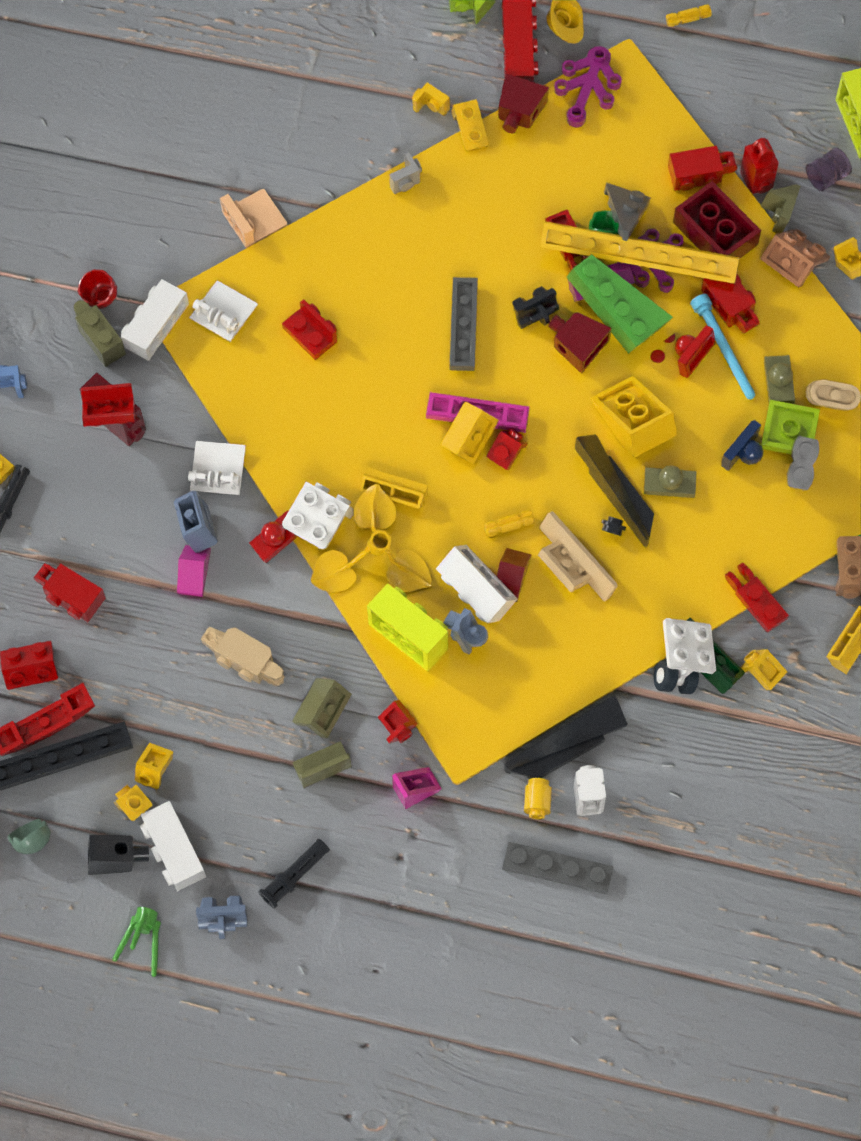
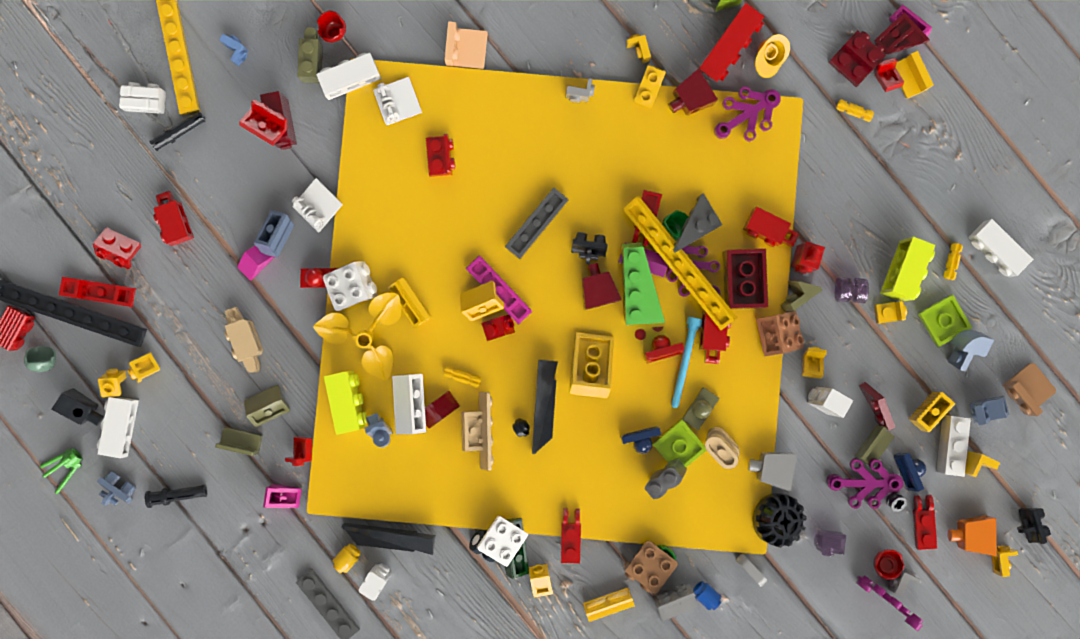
camera: 35 degrees right, 20 degrees up
(670, 482) = (579, 424): olive tile -> none

